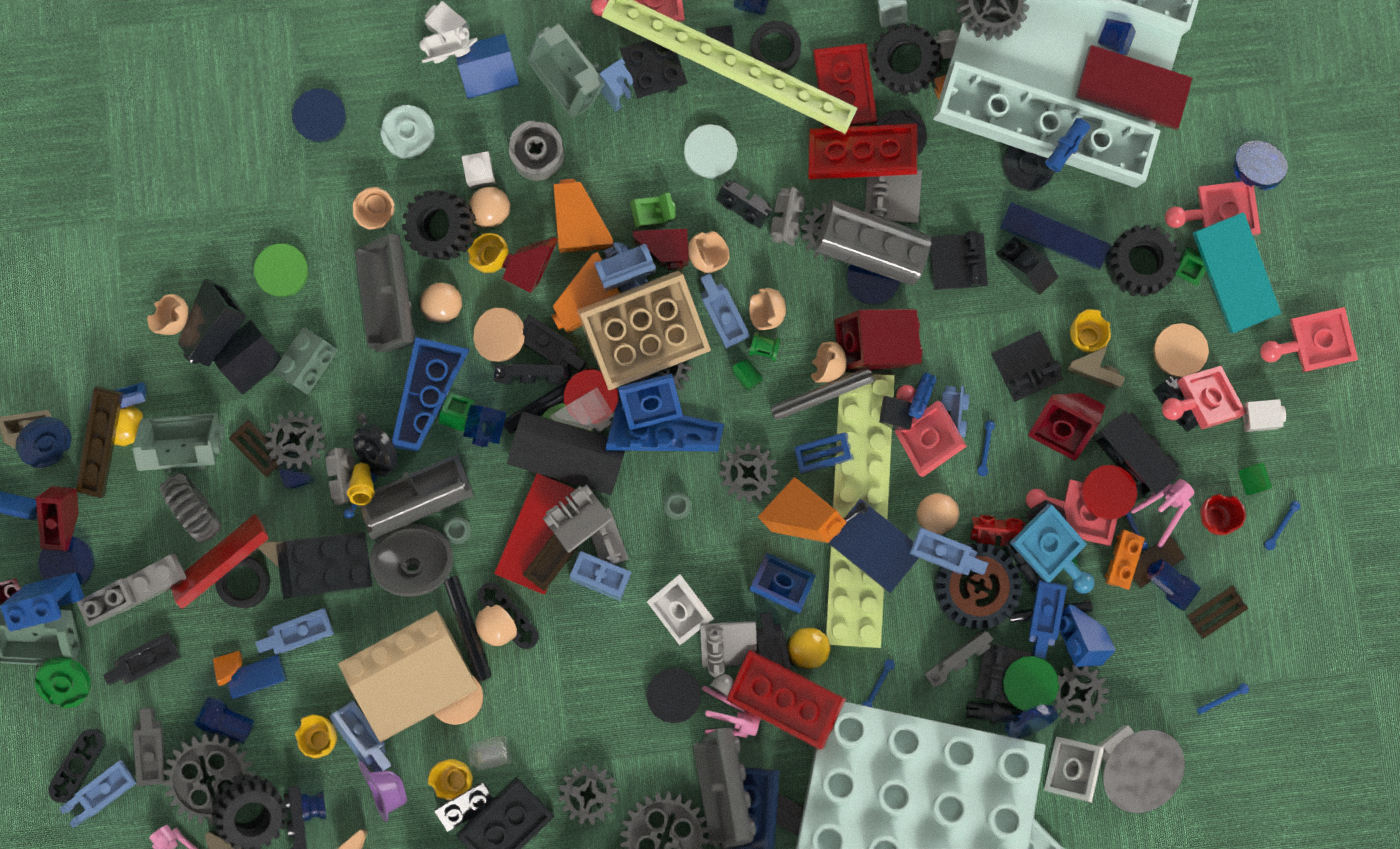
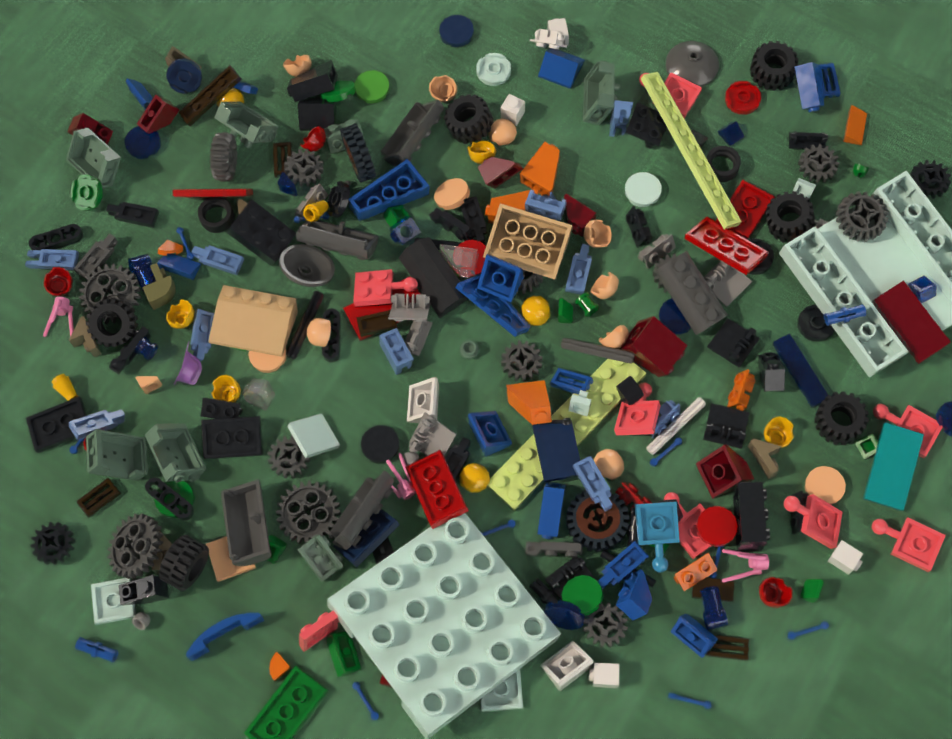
camera: 45 degrees right, 15 degrees down
(39, 601) = (111, 141): blue panel -> none
(132, 590) = (157, 177): light grey slope -> none
(134, 816) = (58, 281): none -> red hair
(217, 635) = (190, 256): none -> blue hinge
(256, 305) = (340, 91): none -> green tile
(266, 725) = (162, 290): none -> olive brick
(276, 396) = (315, 139): none -> red hair
(352, 377) = (358, 153): none -> black wheel
(440, 302) = (436, 158): light nougat hair -> none
(457, 530) = (344, 273): sand green plate -> none
(511, 519) = (377, 287): none -> coral plate
(543, 137) = (550, 121): light grey brick -> none
(595, 749) = (313, 435): none -> light aqua tile
(653, 210) = (586, 194): bright green bracket -> none
(712, 398) = (536, 310): none -> yellow hair
(857, 474) = (580, 403): none -> light aqua tile
(922, 395) = (652, 393): blue axle -> none
(922, 616) = (551, 509): none -> blue slope
(974, 411) = (675, 426): none -> white axle
(1014, 324) = (743, 382): none -> orange hinge
(1144, 771) = (607, 699): flat silver sticker -> none
(1175, 627) = (694, 635): none -> blue slope

